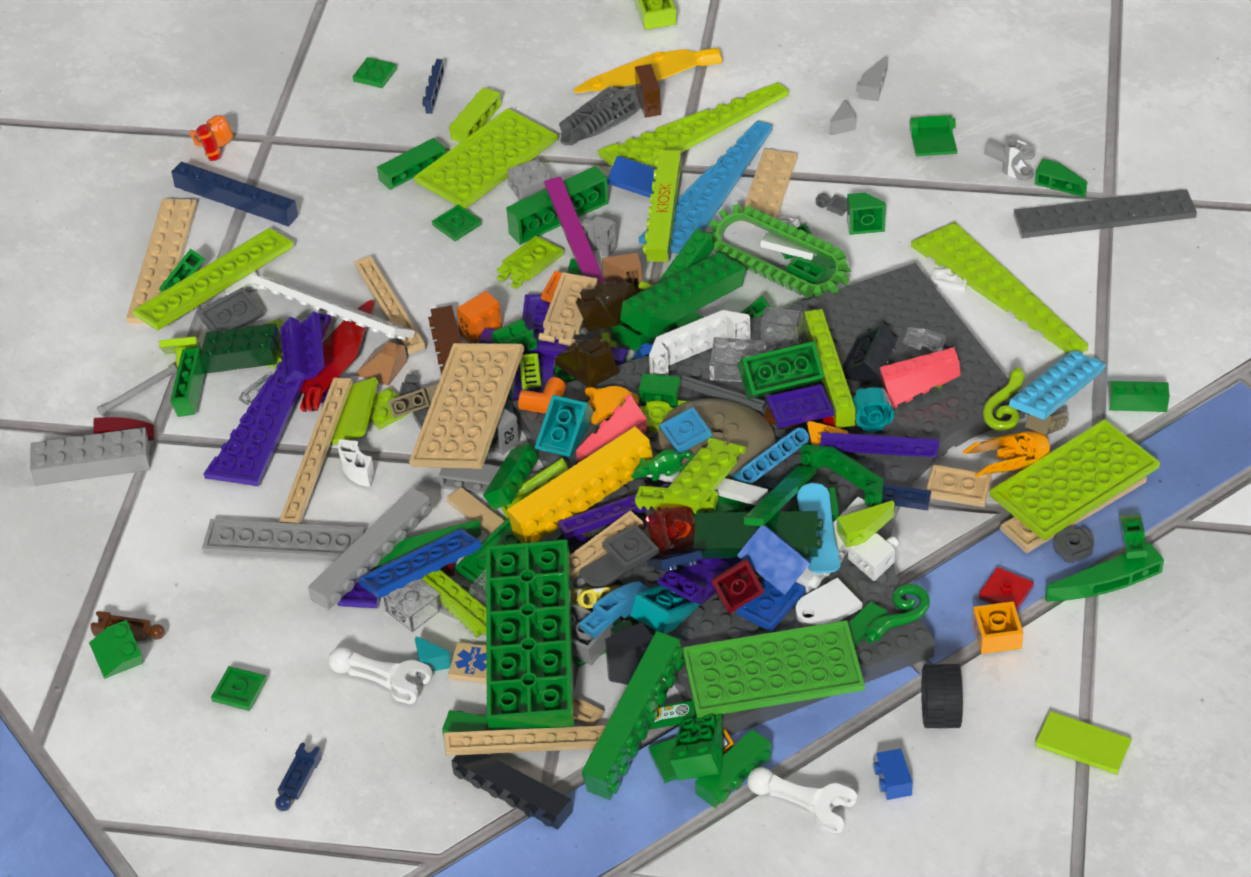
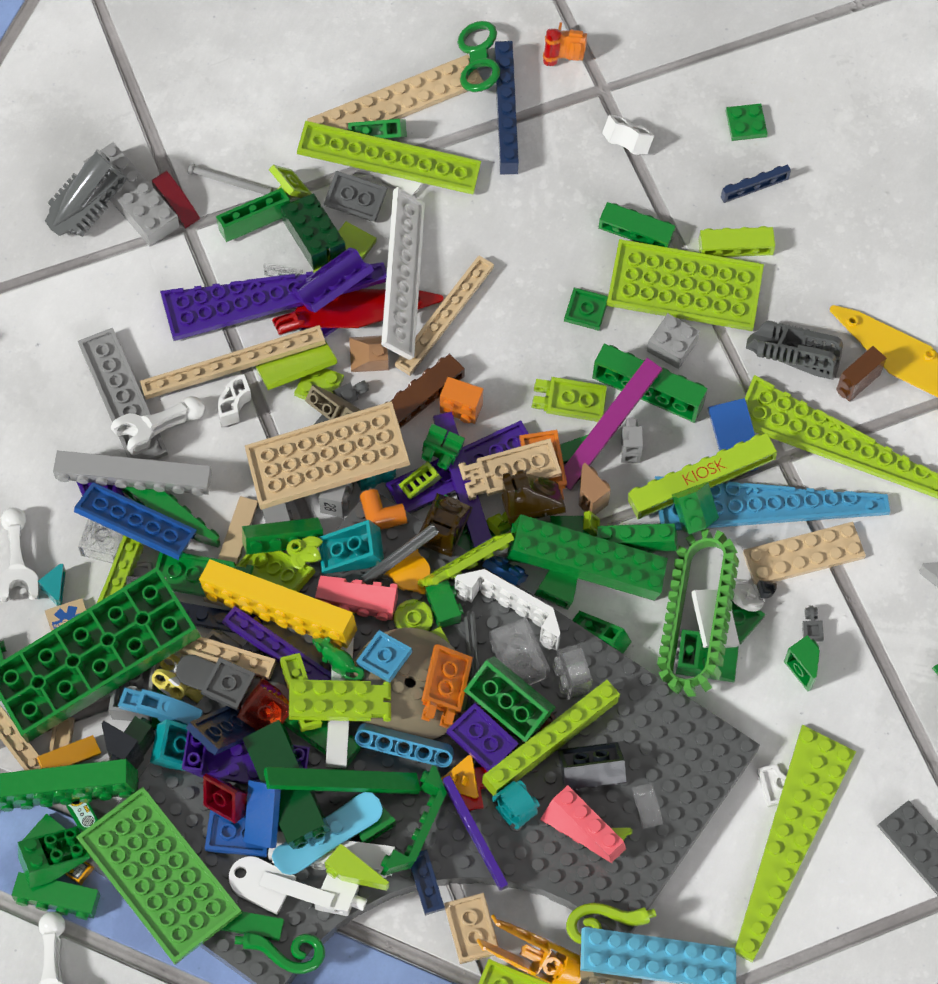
camera: 55 degrees right, 20 degrees up
(68, 484) = (81, 200): none -> dark grey connector
(173, 189) = (478, 56): none -> green bar
(326, 134) = (621, 132): none -> white brick
(333, 524) = (146, 427): none -> white piece
(541, 459) = (306, 551): none -> lime plate
(598, 399) = (400, 554): none -> dark grey axle
(604, 704) = (70, 754): none -> light orange tile
(634, 354) = (468, 560): none -> lime hinge
(688, 217) = (695, 508): none -> green slope
(737, 409) = (445, 684): none -> orange tile
(784, 214) = (766, 589): none -> black tile
(852, 576) = (296, 889): none -> white sticker

